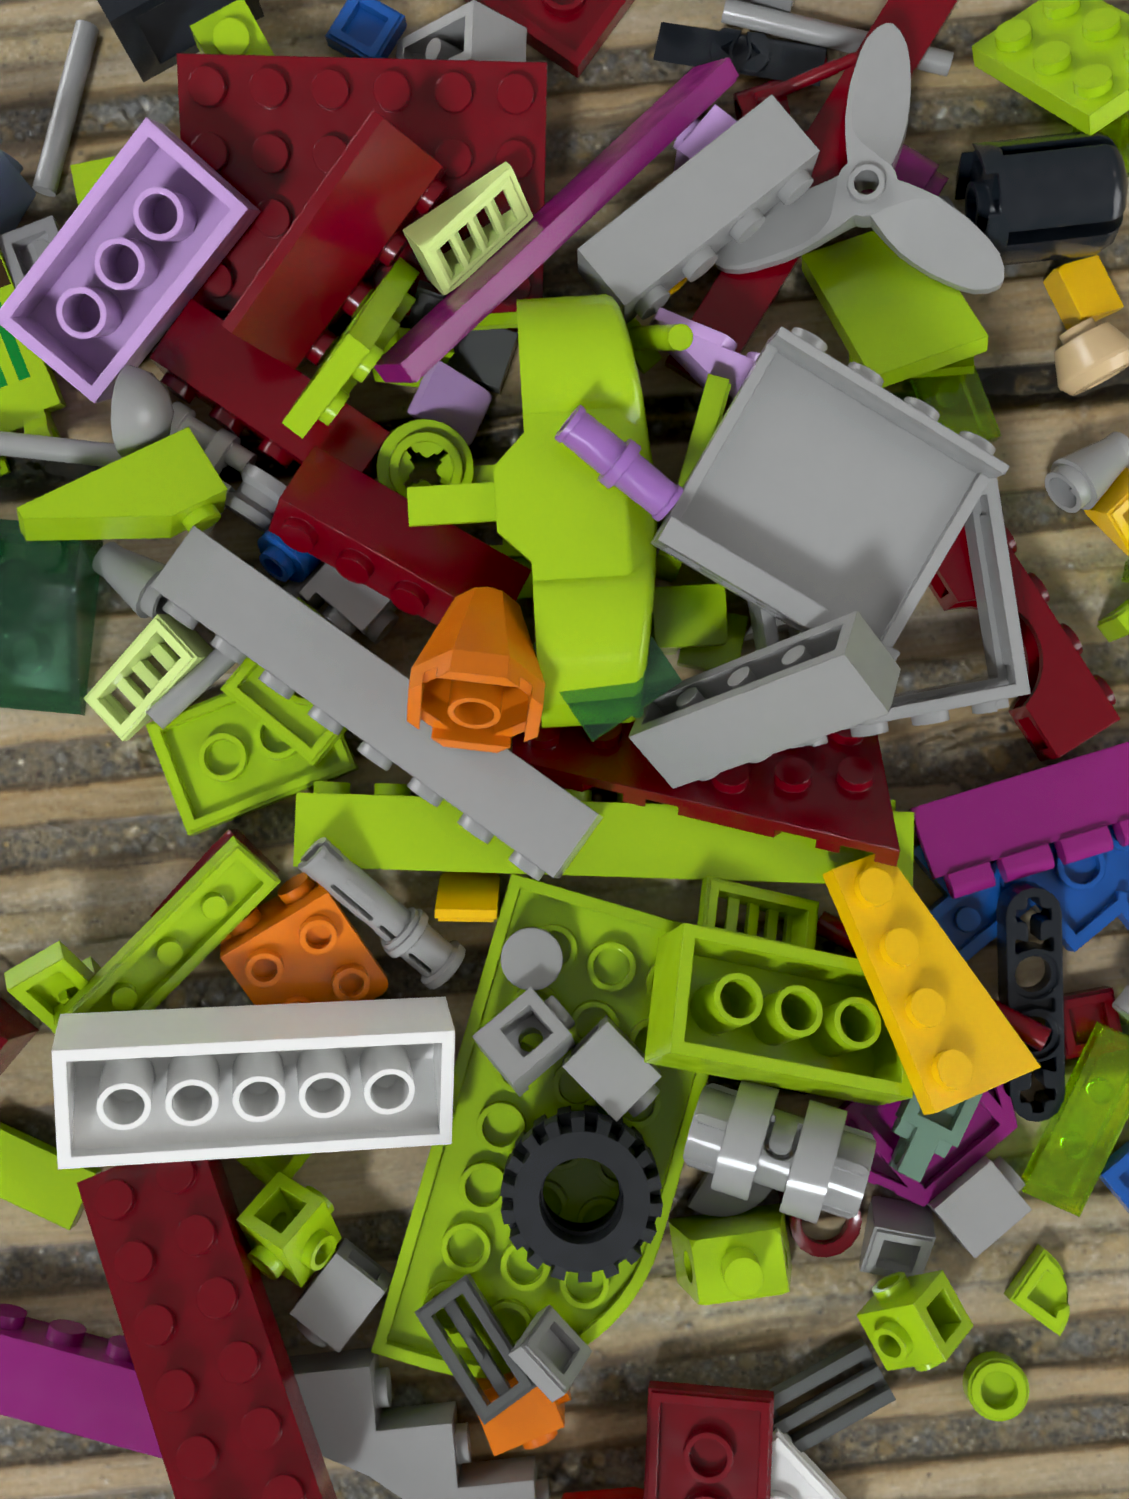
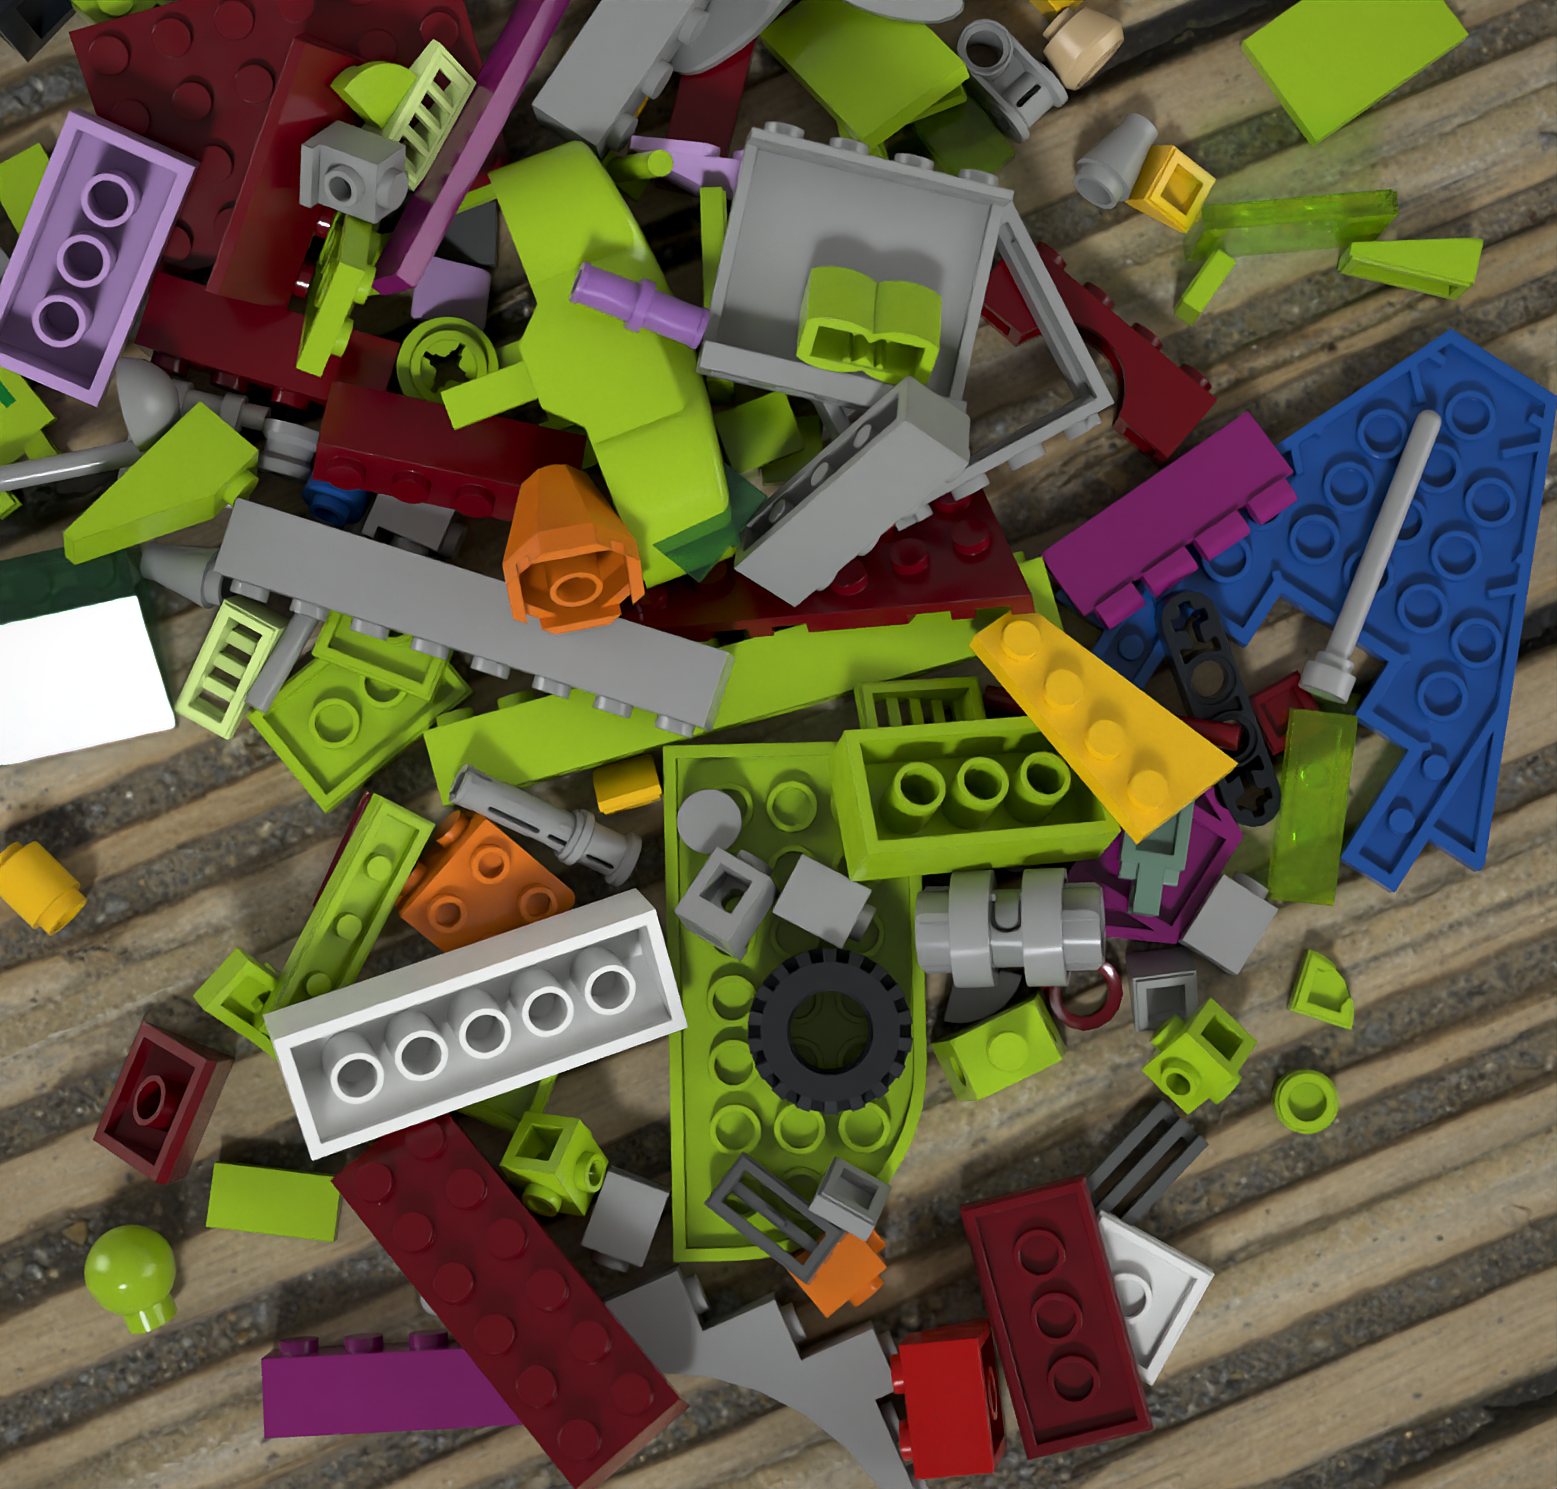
camera: 20 degrees left, 0 degrees up
(391, 257) = (353, 172): none -> light grey brick
(435, 188) = (374, 90): none -> lime tile
(826, 549) = (869, 325): none -> lime brick
(1018, 368) = (1010, 81): none -> light grey piece

